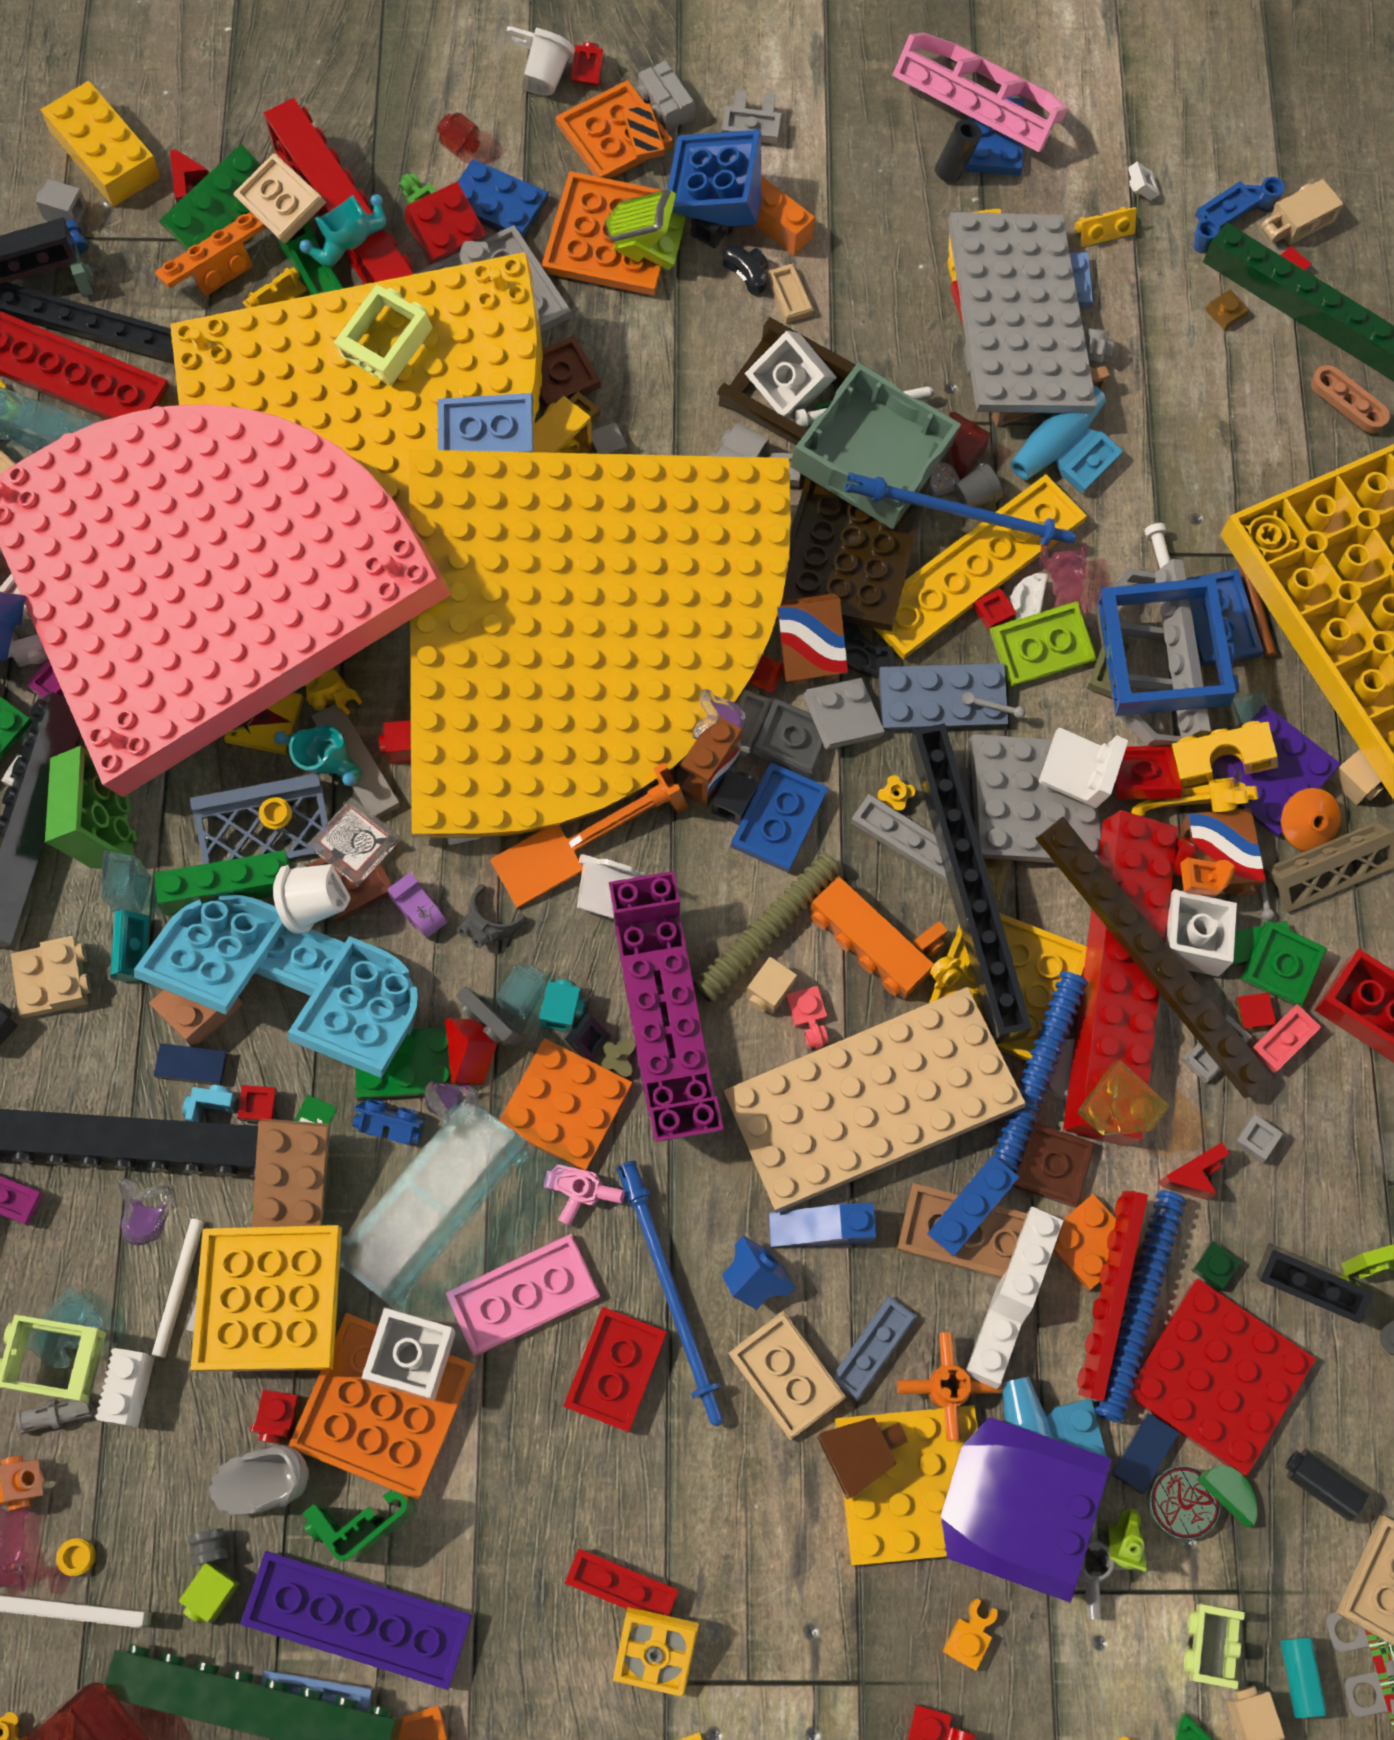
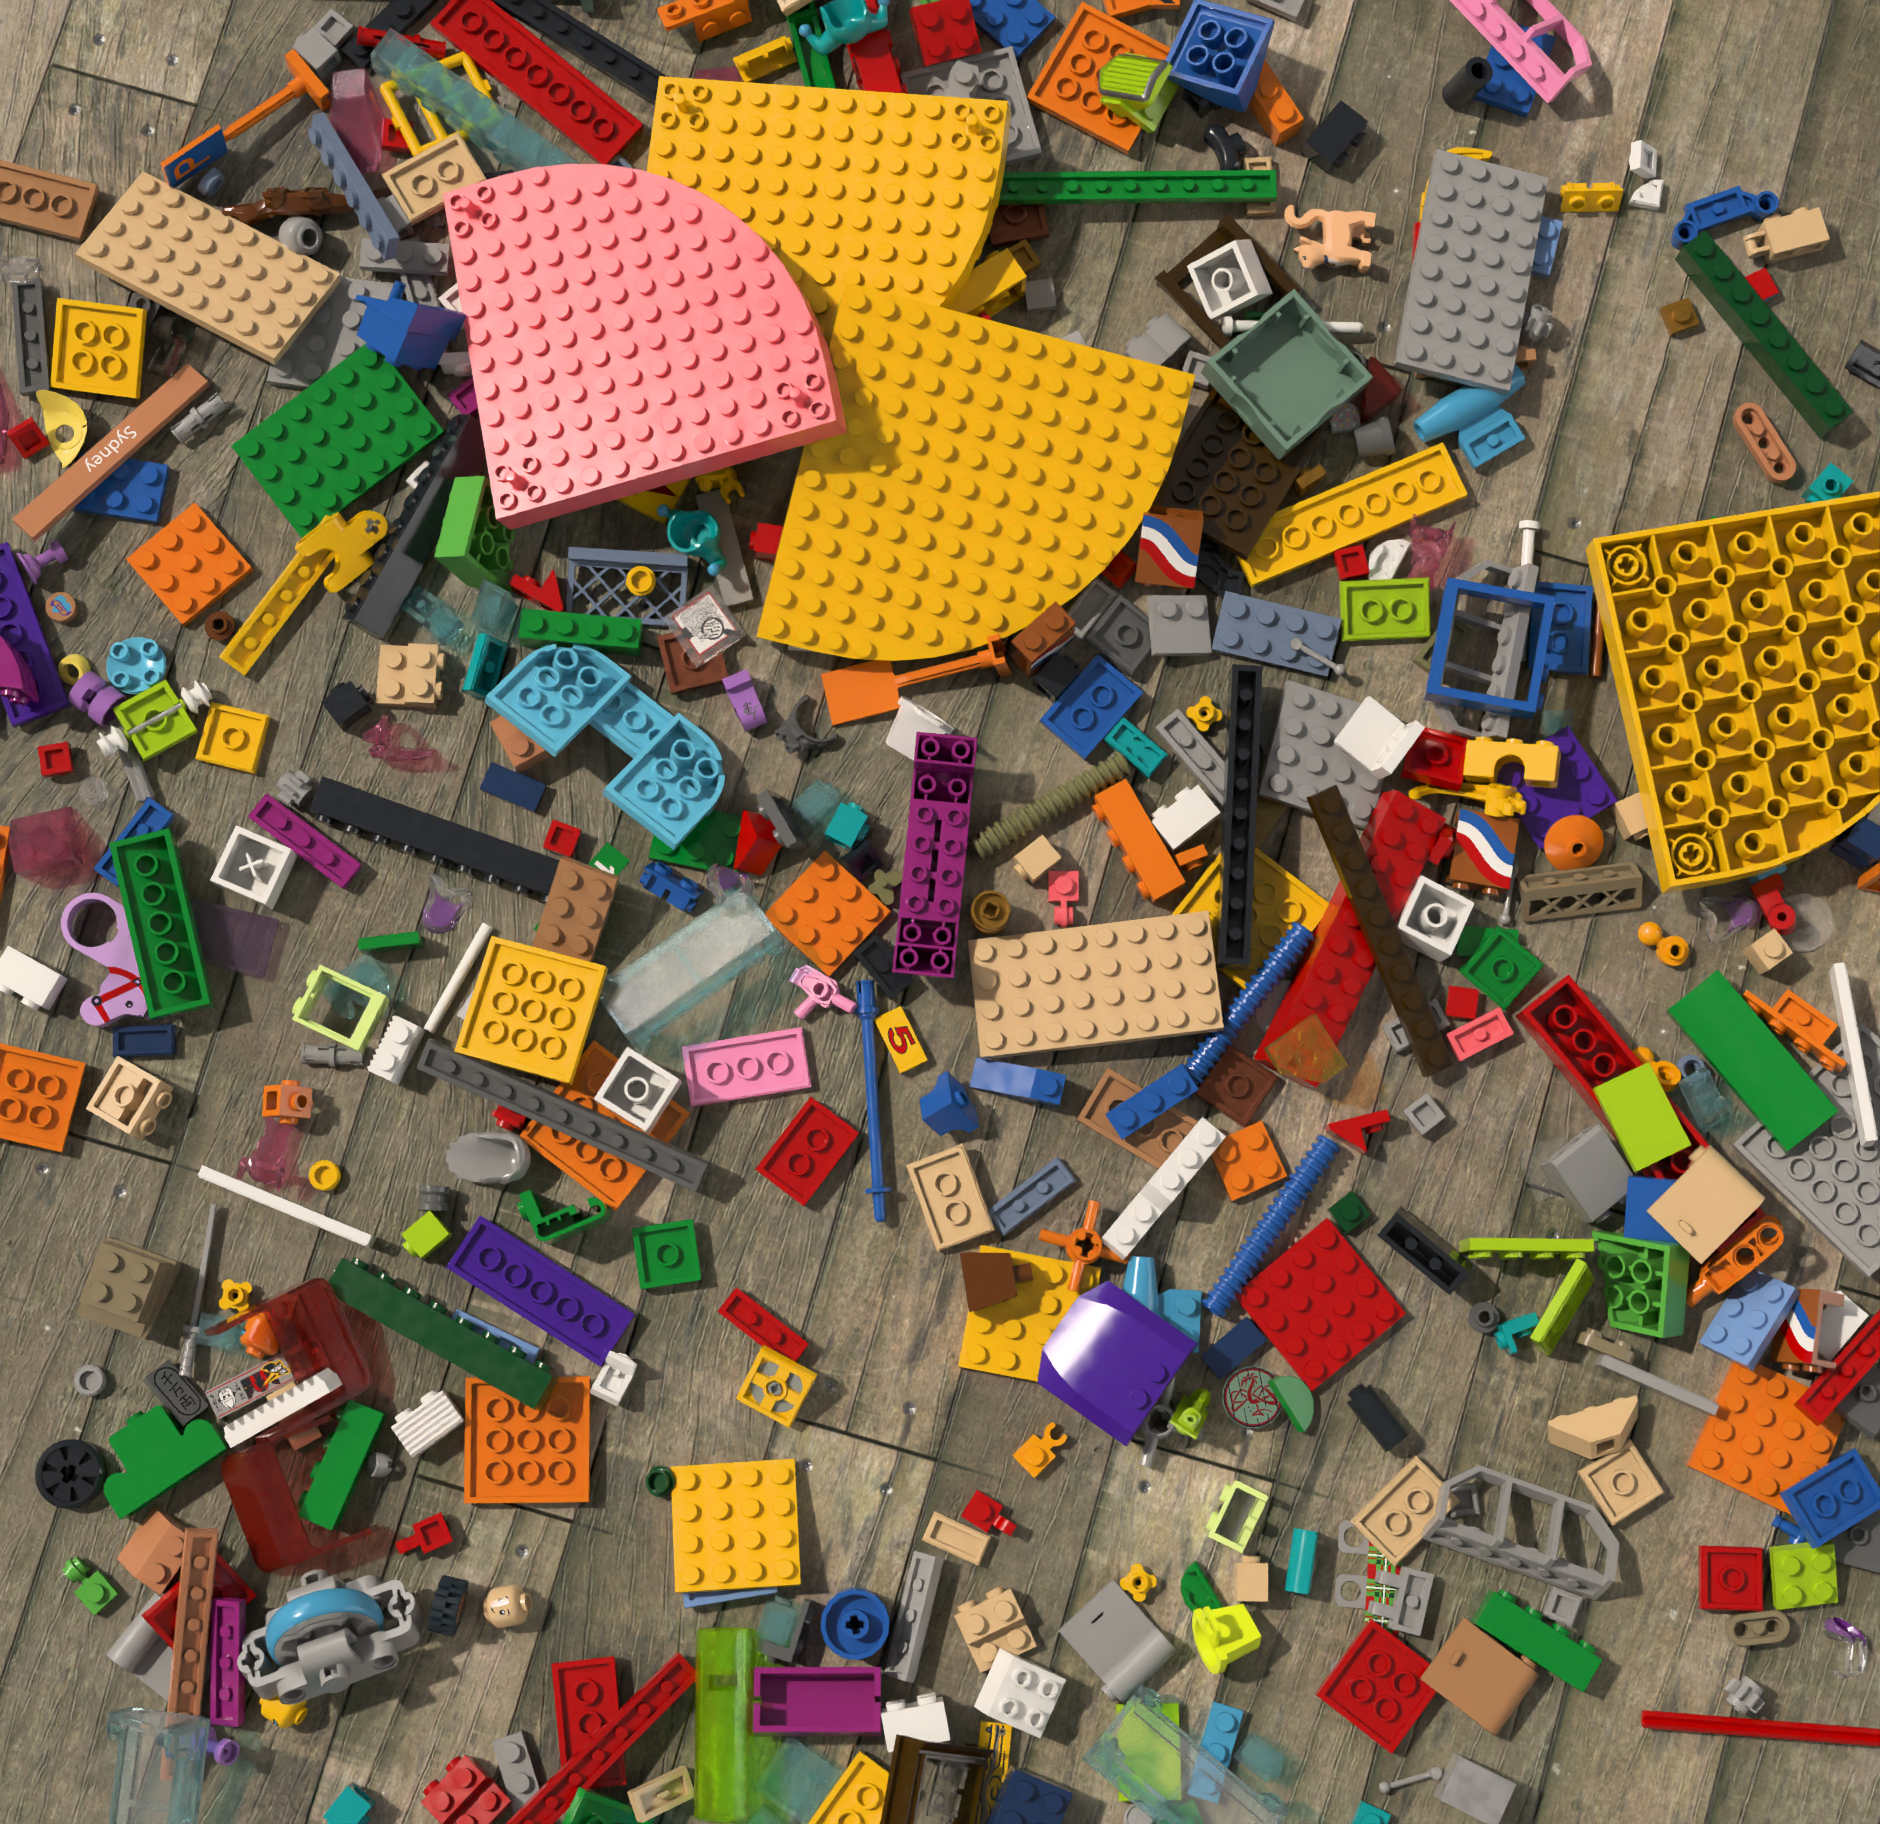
camera: 15 degrees right, 10 degrees up
(32, 1048) = (380, 737): none -> clear pink hair
(60, 908) = (432, 616): none -> clear light blue slope
(92, 1269) = (390, 942): none -> green tile
(160, 855) = (546, 597): none -> red slope
(215, 1098) = (527, 824): medium azure bracket -> none
(308, 895) = (651, 667): white container -> none
(331, 1407) = (563, 1115): none -> dark grey plate
(389, 367) = (867, 172): yellowish green window -> none
(467, 1698) = (614, 1378): none -> white bracket
(486, 423) = (923, 271): medium blue plate -> none
(489, 1533) = (666, 1254): none -> green plate
(637, 1143) = (878, 963): none -> black plate
(674, 316) = (1138, 187): none -> green plate
(682, 1217) = (900, 1040): none -> yellow tile
(716, 707) = (1065, 597): clear piece -> none
(738, 1053) = (990, 912): none -> pearl gold wheel
(843, 846) = (1135, 747): none -> teal plate
(848, 230) = (1335, 137): none -> black brick
(879, 489) = (1271, 425): blue bar -> none
(881, 316) = (1338, 232): none -> light nougat animal
(912, 899) = (1184, 818): none -> white brick
(927, 541) = (1308, 479): none -> pearl gold plate
(946, 972) = (1194, 892): yellow plate -> none
(1110, 1305) = (1252, 1199): red plate -> none
(1158, 212) = (1648, 195): none -> white tile
(1206, 877) = (1452, 871): orange plate -> none

